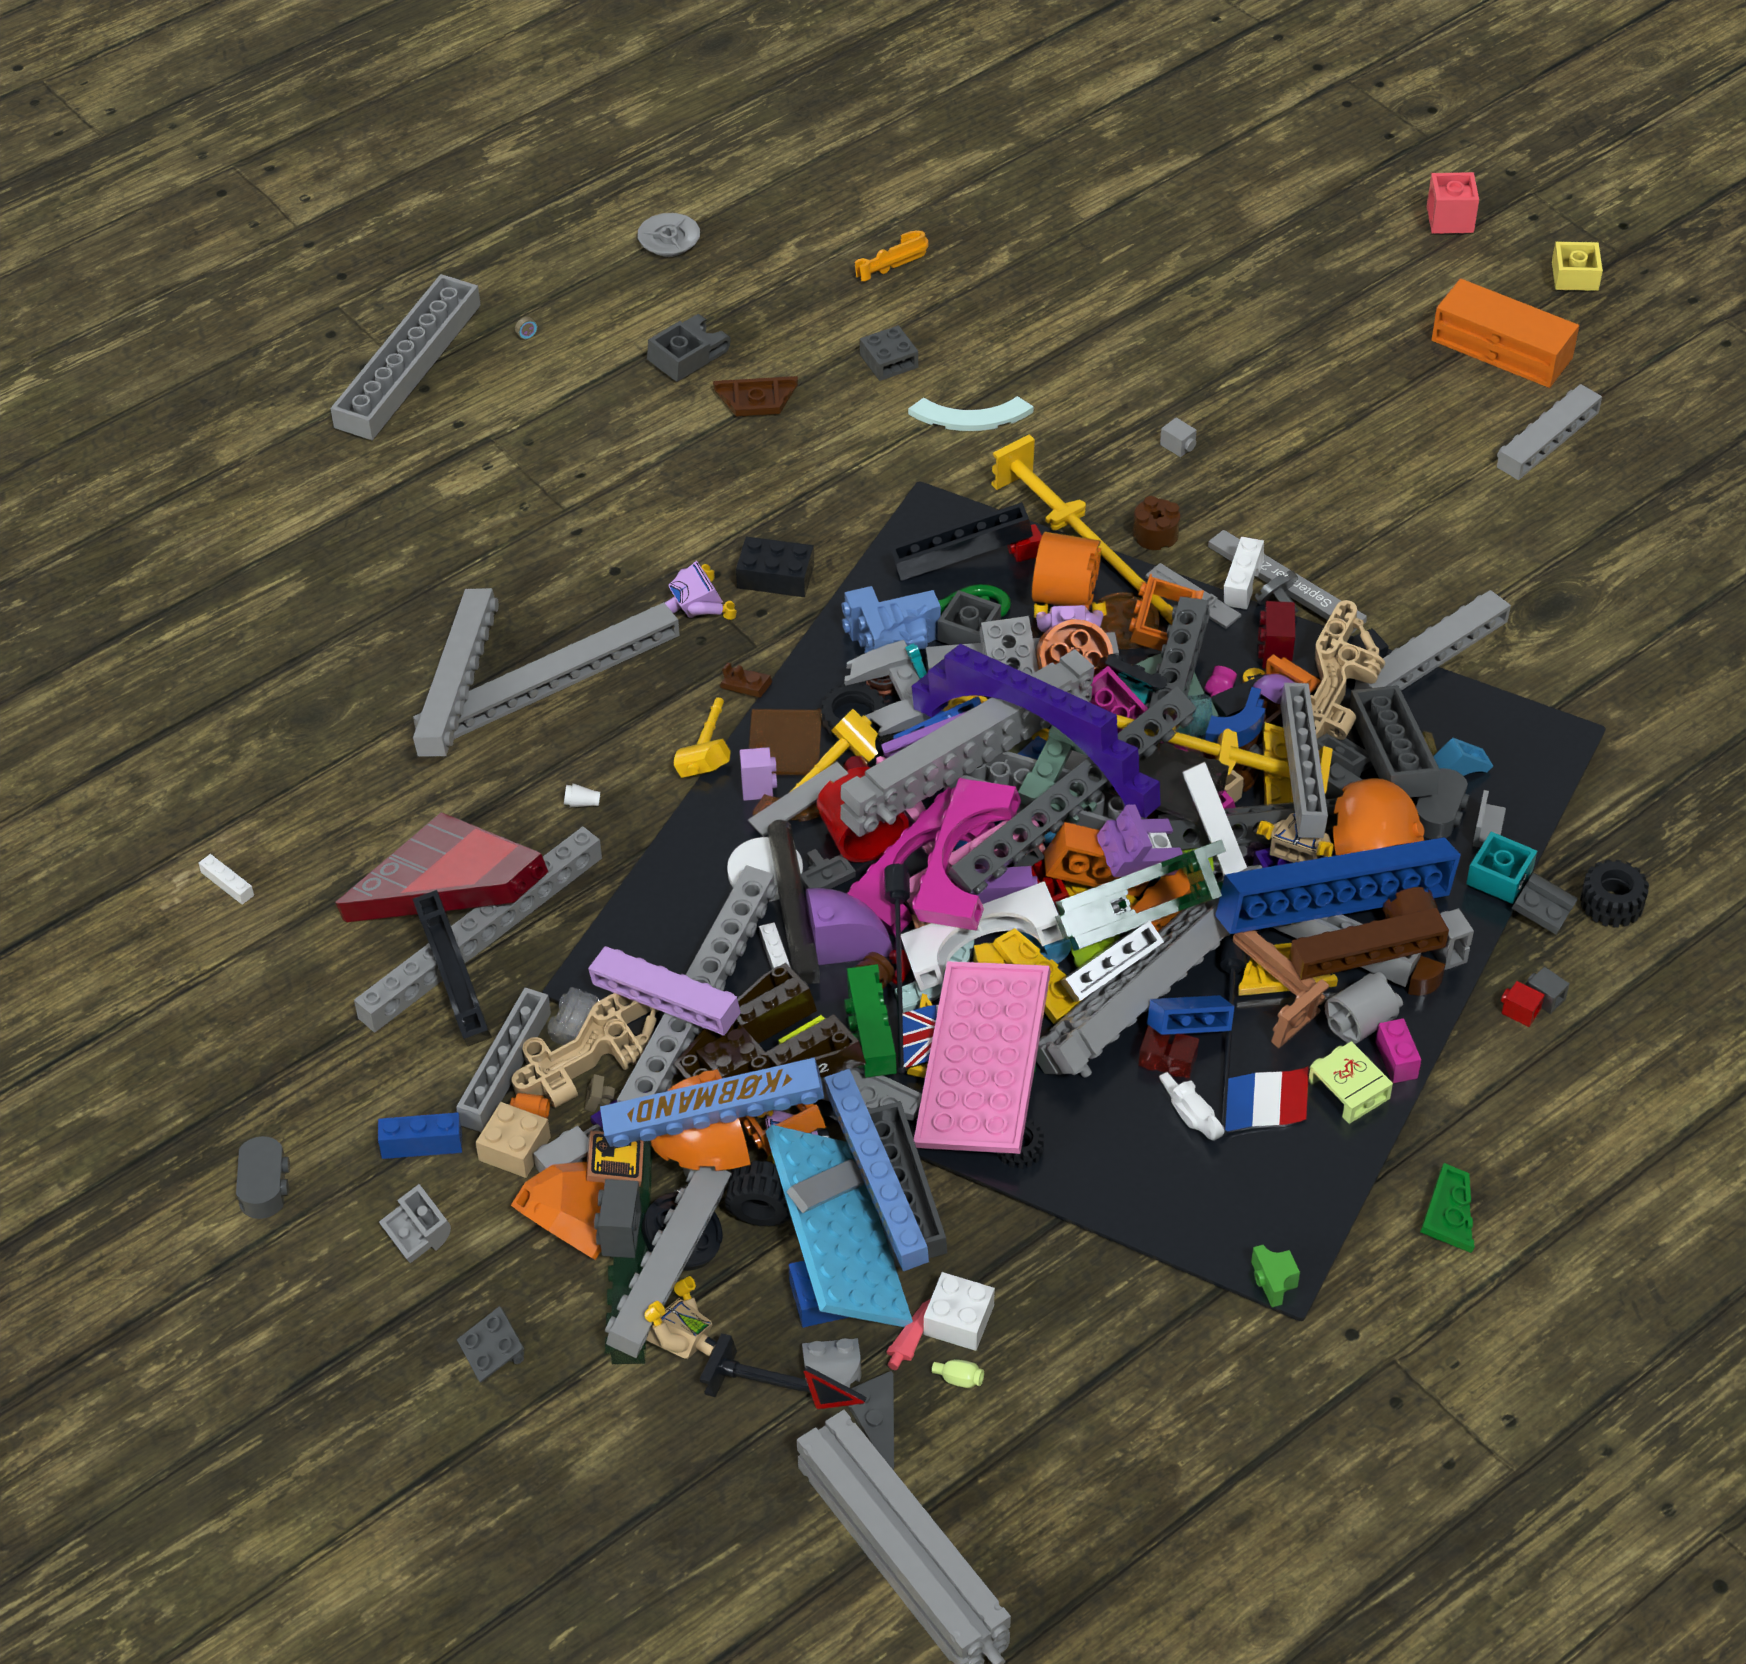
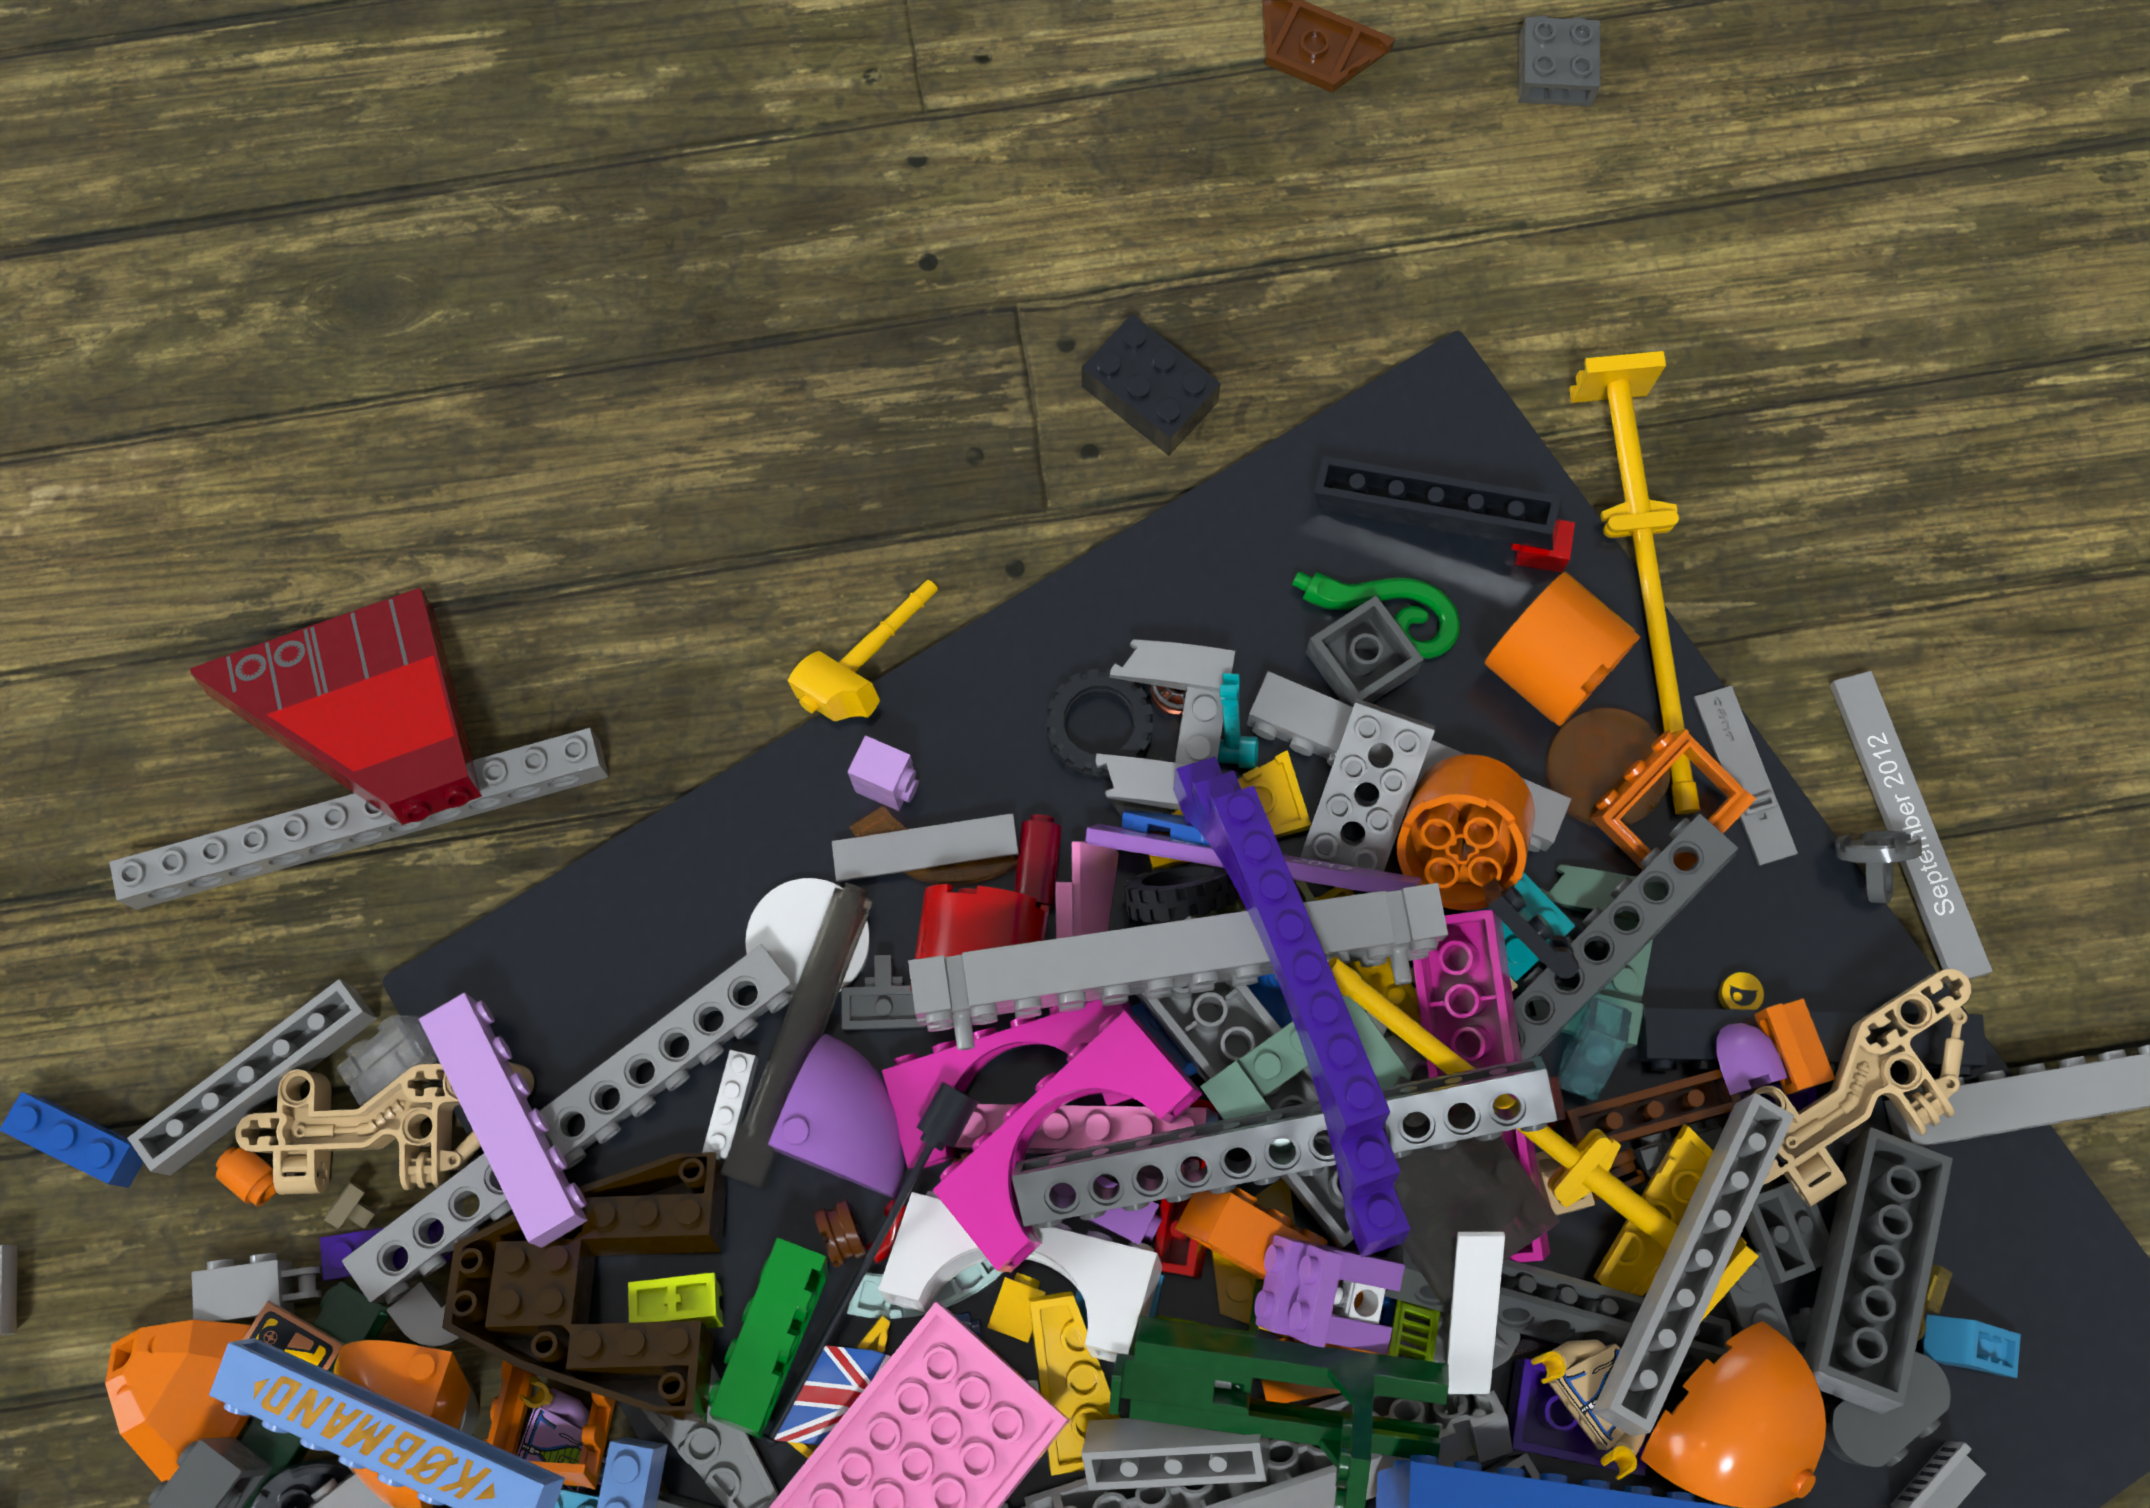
camera: 30 degrees right, 25 degrees up
(226, 879) = (91, 534): white piece -> none
(452, 968) = (263, 820): black arch -> none
(455, 673) = (575, 349): light grey brick -> none
(512, 1139) = (189, 1222): tan brick -> none
(566, 667) = (714, 410): light grey brick -> none
(580, 796) = (635, 656): white cone -> none
(697, 594) = (1006, 374): lavender torso -> none
(745, 681) = (986, 573): reddish brown plate -> none
(791, 737) = (974, 719): clear orange piece -> none
(853, 733) = (1064, 777): yellow piece -> none
(885, 622) = (1242, 606): medium blue brick -> none
(971, 419) = (1611, 251): light aqua tile -> none
(1063, 613) = (1514, 742): lavender torso -> none
(1156, 523) = (1784, 591): reddish brown brick -> none
(1178, 437) = (1908, 454): light grey brick -> none
(1220, 680) = (1679, 977): dark pink piece -> none
(1244, 567) = (1846, 785): white arch -> none
(1246, 723) = (1643, 1119): blue arch -> none
(1277, 631) = (1822, 945): dark red brick -> none

